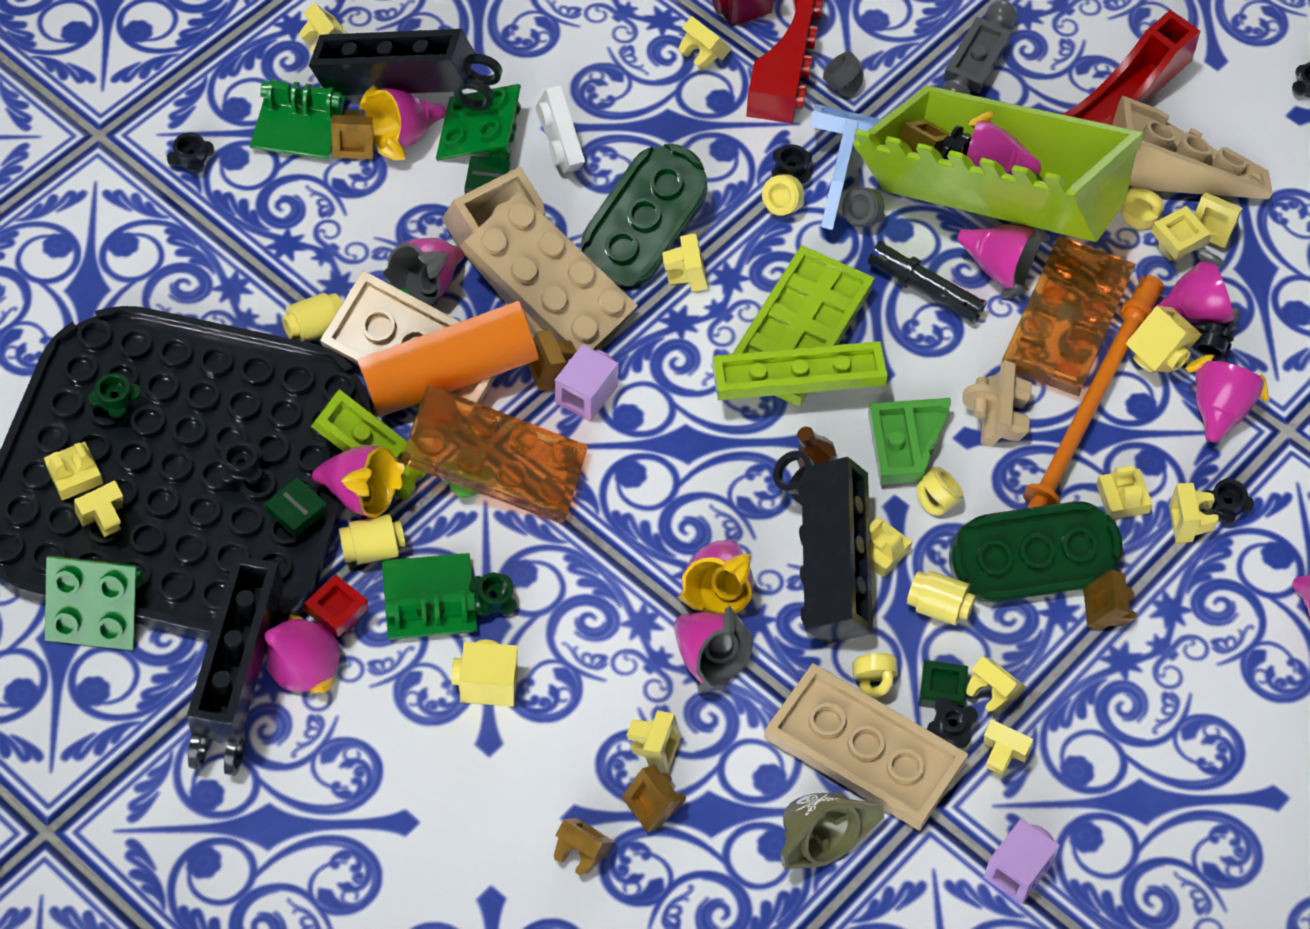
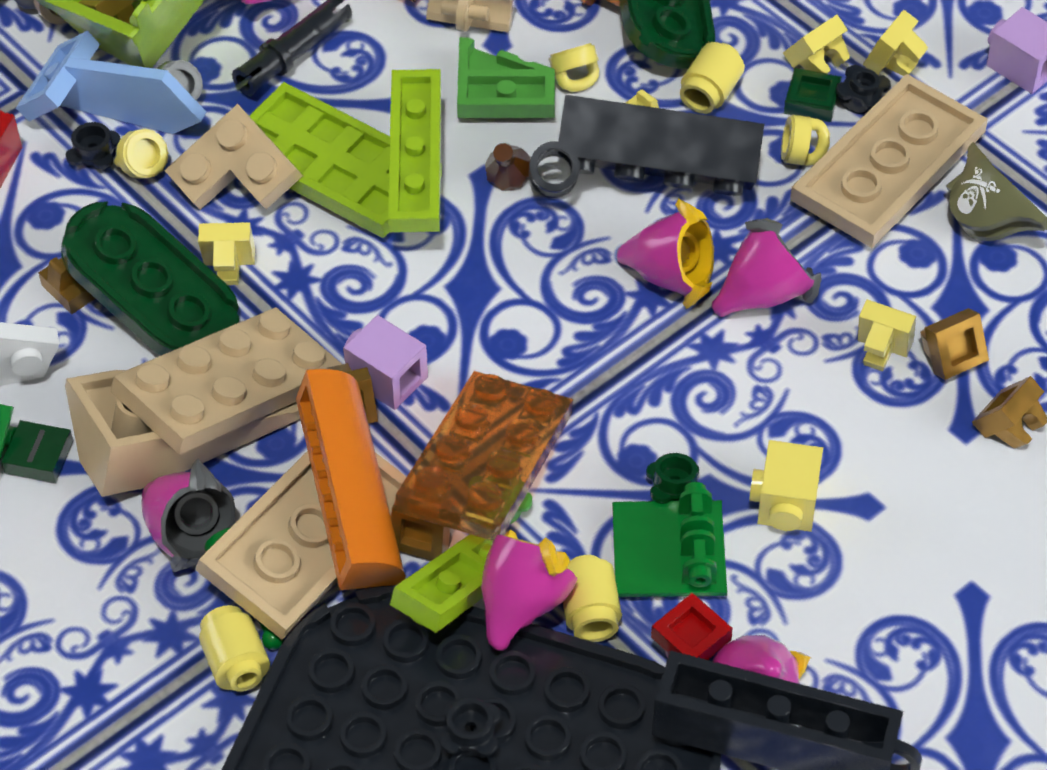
camera: 80 degrees left, 5 degrees down
(296, 507) = (545, 667): dark green tile -> none
(782, 253) = (229, 151): none -> tan plate

